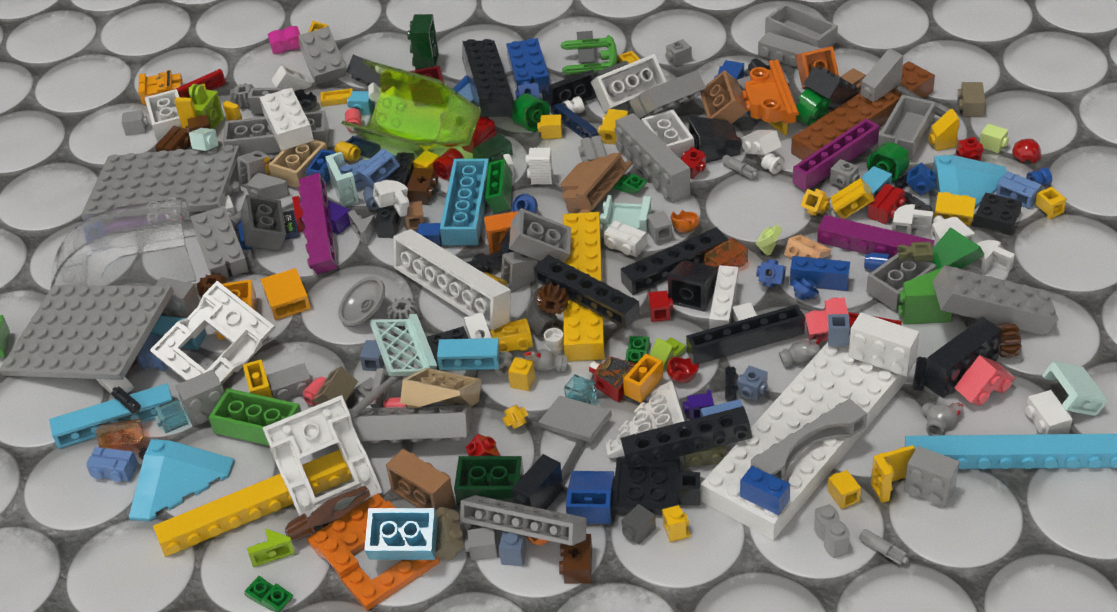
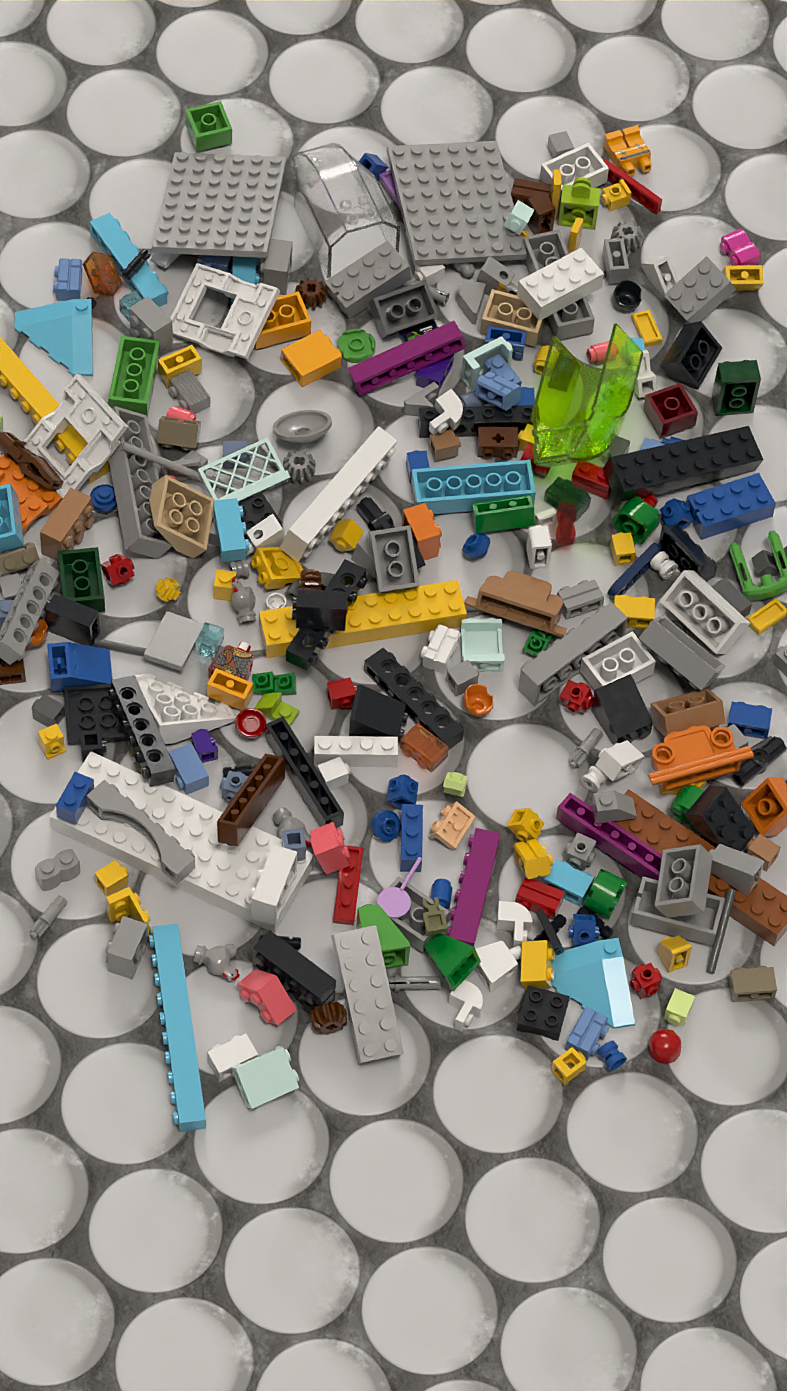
camera: 70 degrees right, 15 degrees up
(280, 263) = (356, 345): none -> bright green tile
(385, 454) = (103, 498): none -> blue plate
(518, 145) = (566, 518): none -> clear red brick
(596, 274) = (320, 609): none -> black brick
(783, 359) = (251, 800): none -> reddish brown brick
(815, 141) = (612, 806): none -> light grey slope
(890, 279) = (396, 900): none -> lavender piece
(896, 100) = (683, 881): none -> light grey brick
(925, 193) = (550, 932): none -> black tile

